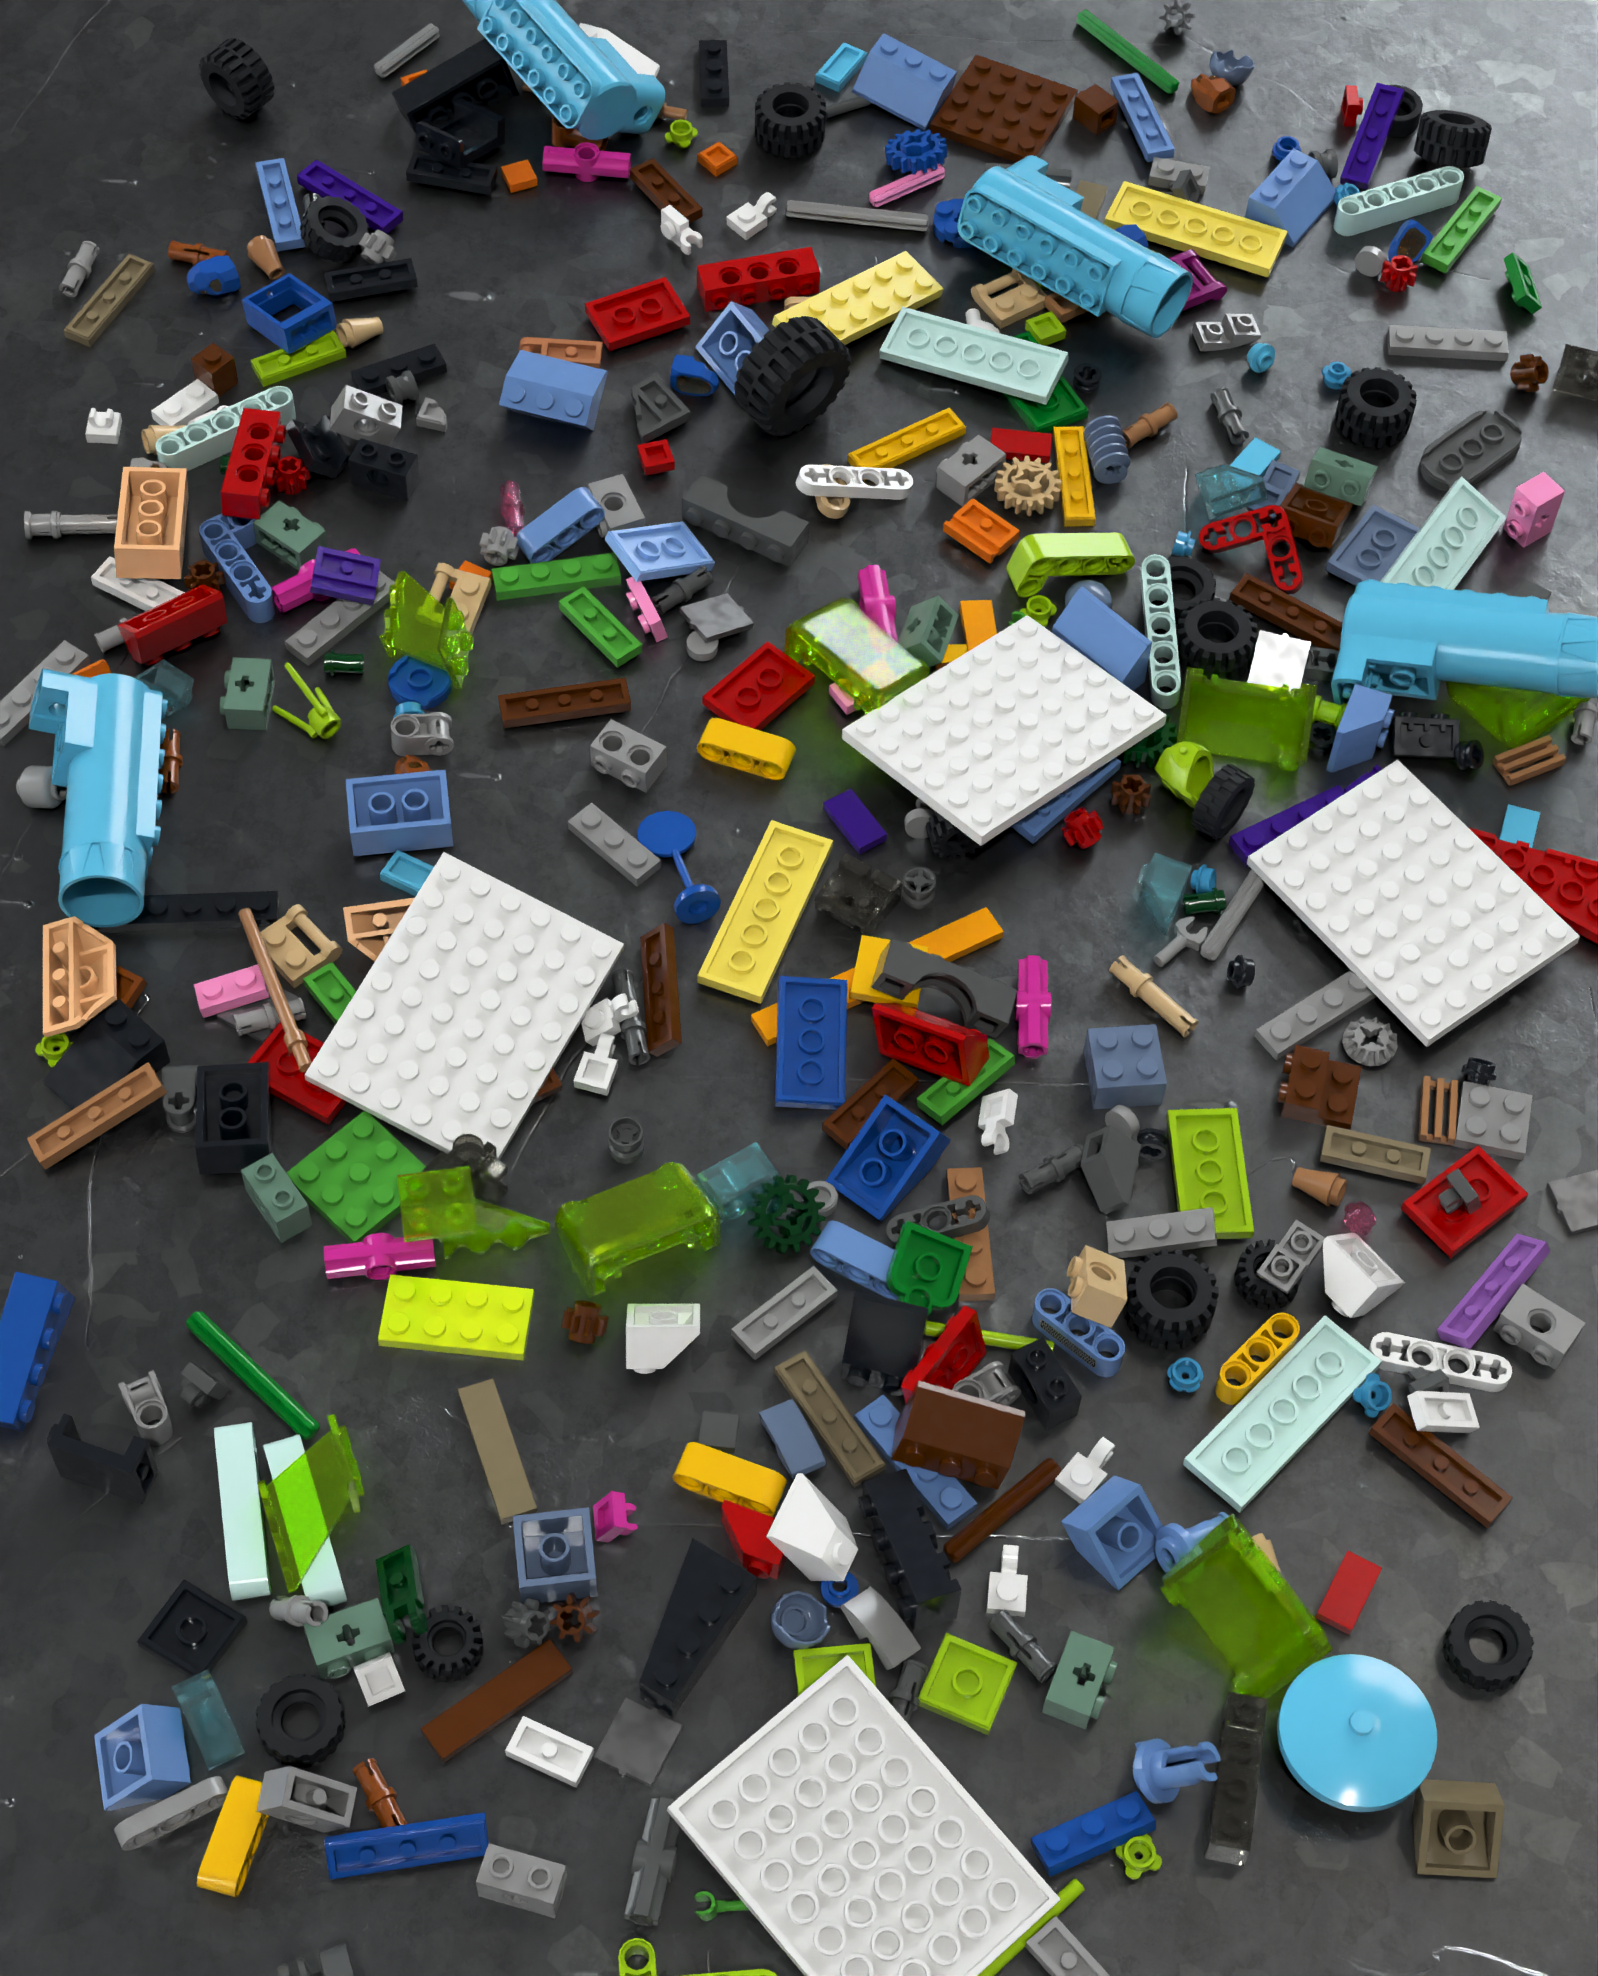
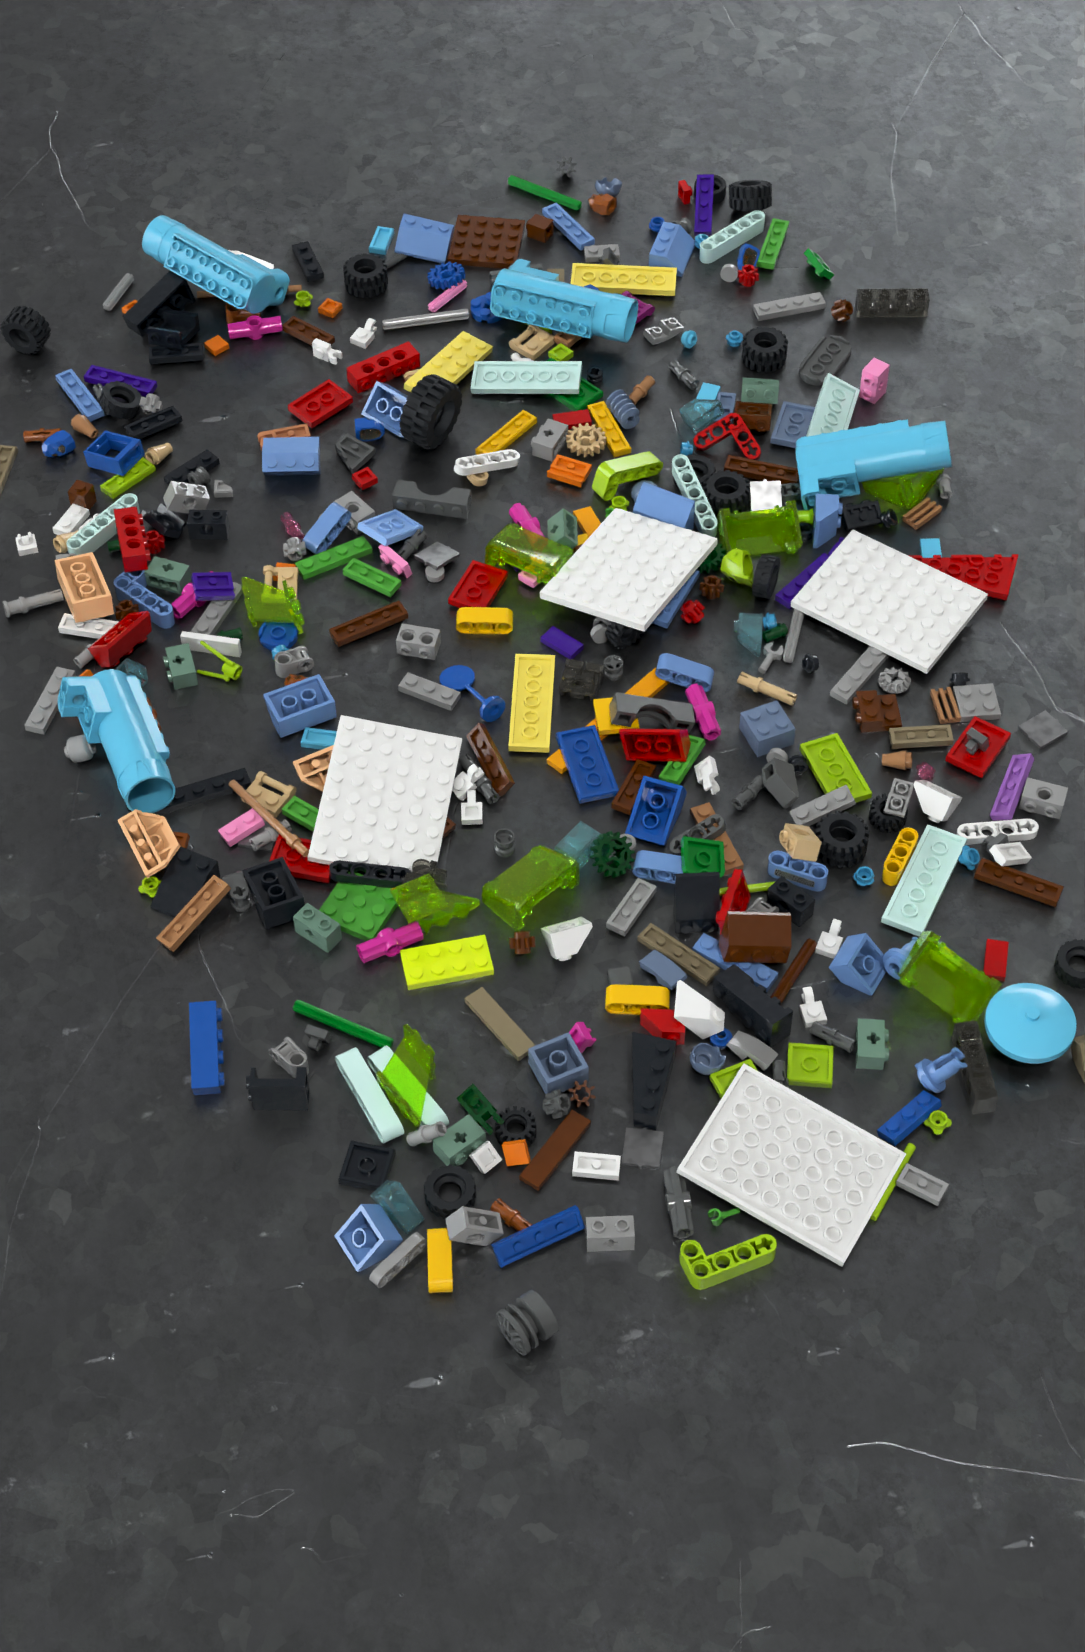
camera: 15 degrees left, 5 degrees down
(310, 669) = (224, 645): none -> white tile
(389, 1137) = (371, 871): none -> black beam
(429, 1688) = (516, 1152): none -> orange tile
(1027, 929) = (684, 671): none -> medium blue beam

